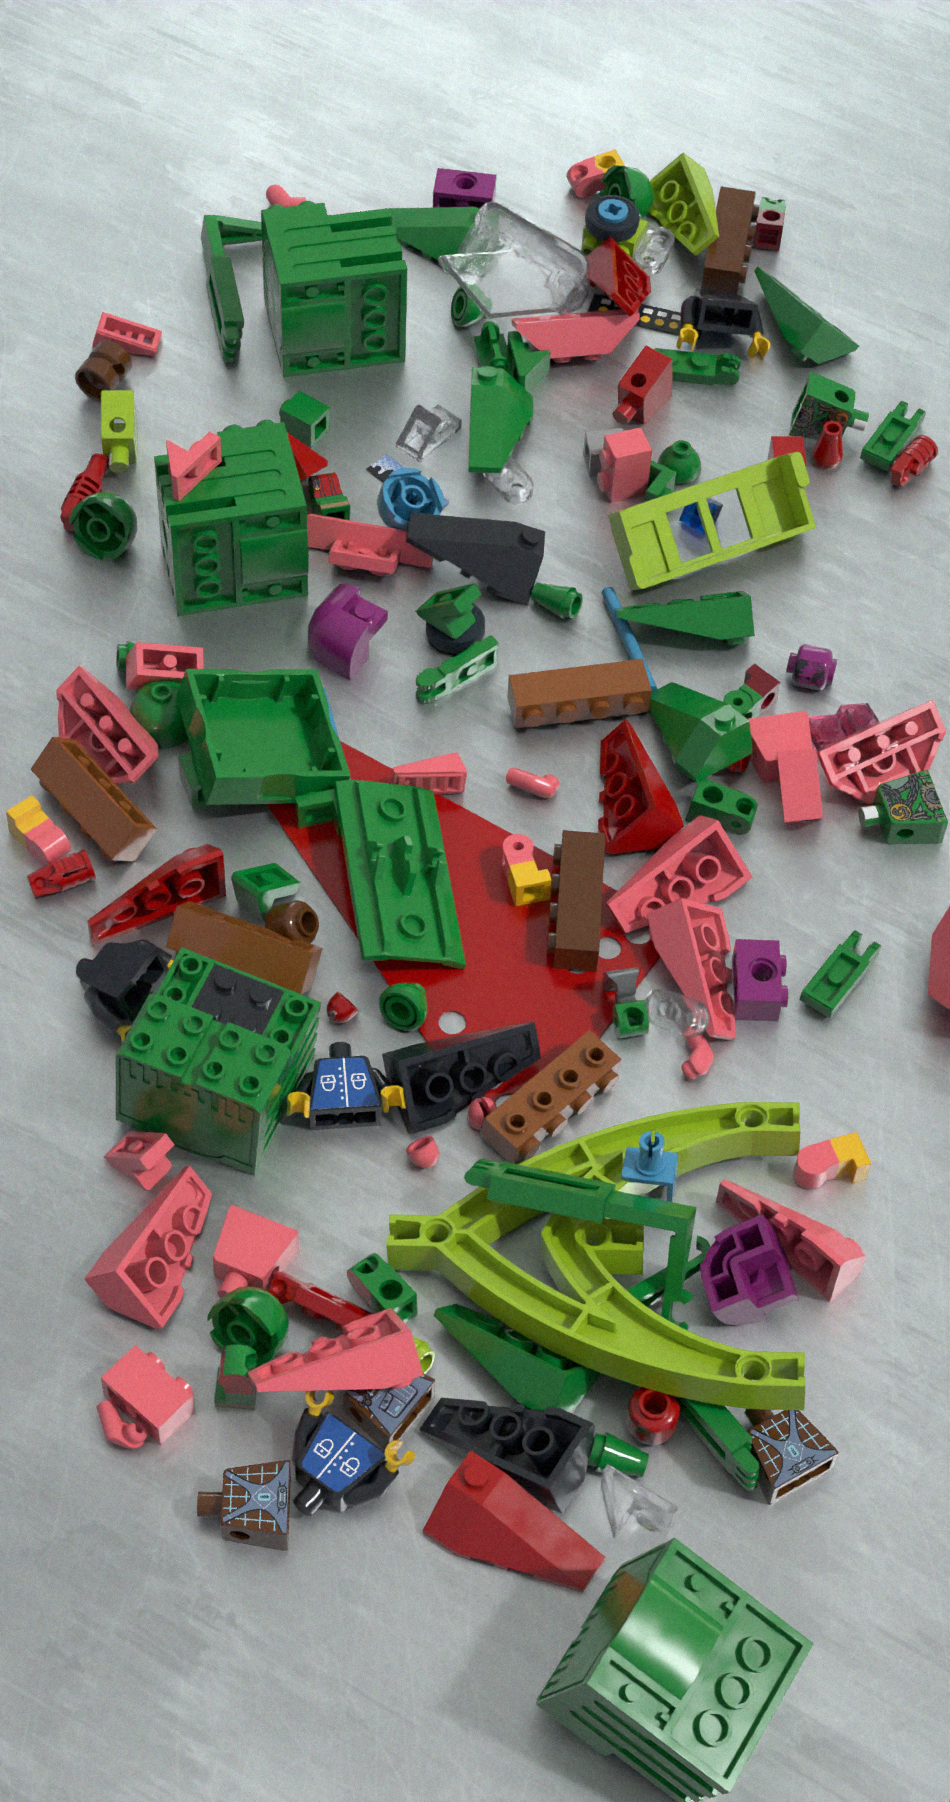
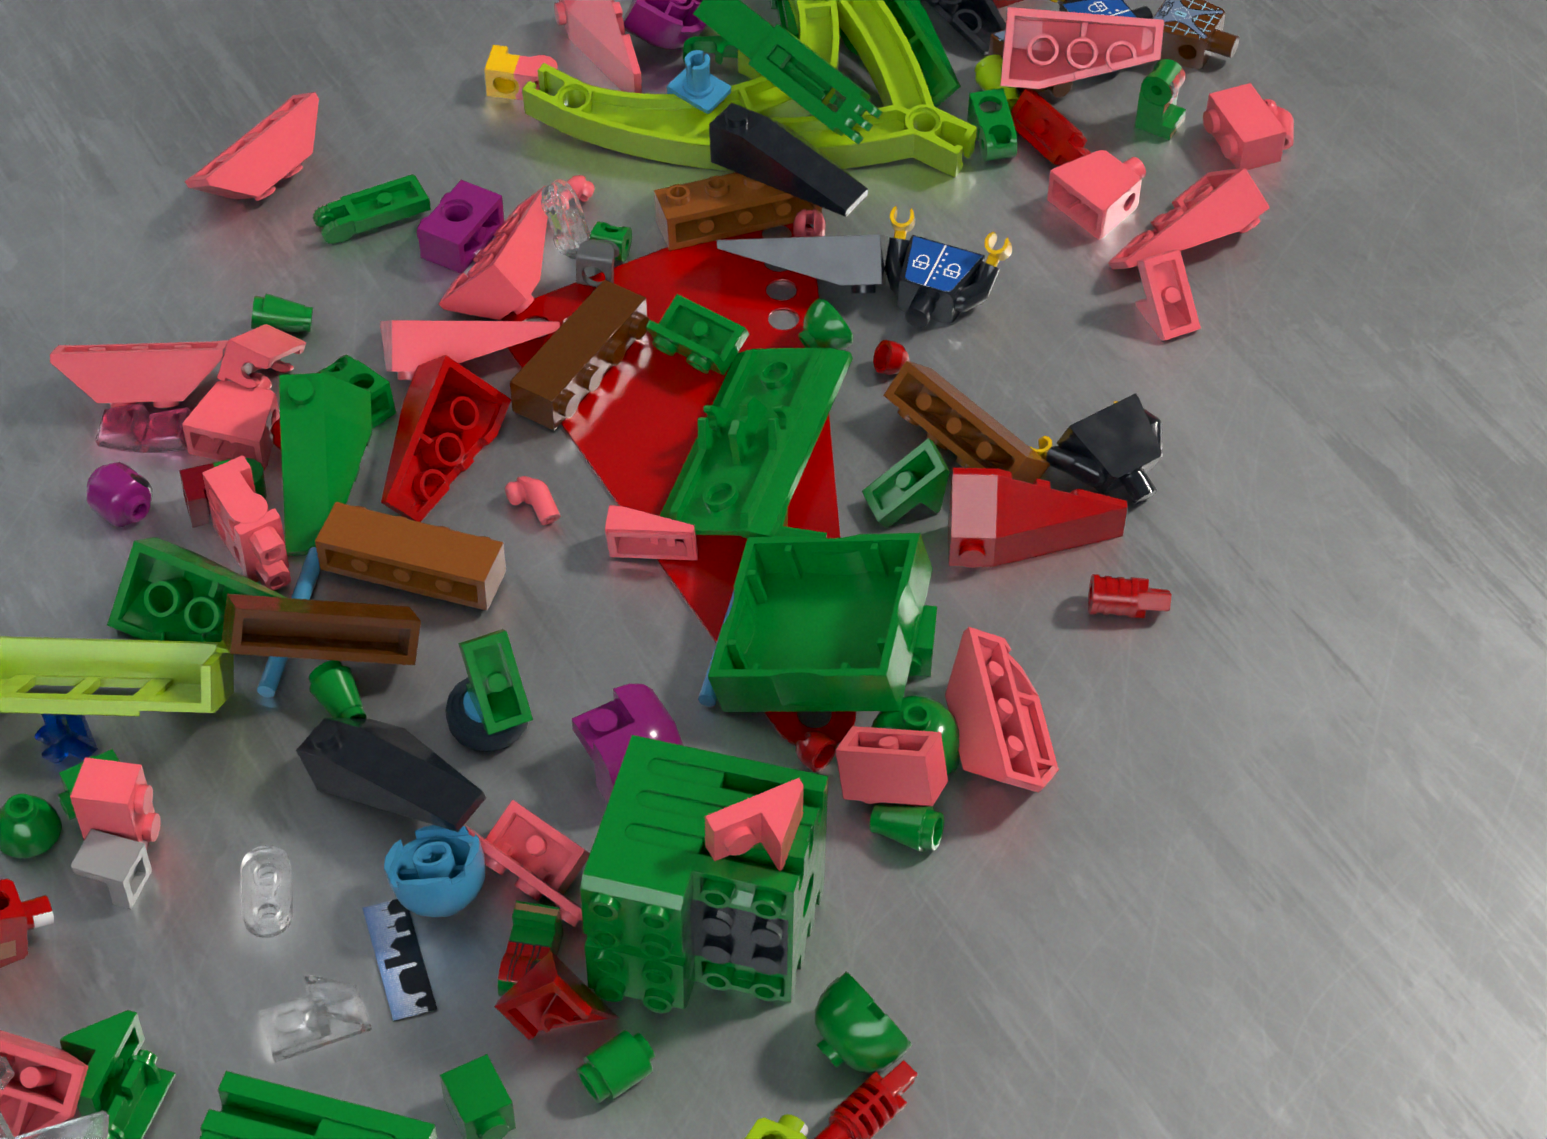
camera: 150 degrees left, 5 degrees down
(37, 831) = (1136, 651): leg -> none
(93, 799) = (1057, 650): dark orange brick -> none
(215, 1060) = (1064, 291): green piece -> none
(250, 1319) = (1127, 130): green cylinder -> none
(293, 921) = (899, 432): reddish brown head -> none
(423, 1152) = (884, 204): coral hinge -> none
(457, 670) = (549, 646): green hinge -> none
(497, 418) = (215, 982): green wedge -> none
(502, 949) = (699, 335): none -> green bracket
(521, 872) = (617, 405): yellow leg -> none
(534, 1109) = (781, 159): none -> black wedge
(587, 599) = (320, 629): none -> reddish brown brick
(698, 659) = (246, 524): none -> coral hips
(827, 846) = (281, 314): none -> green cone
(907, 811) = (167, 310): torso -> none

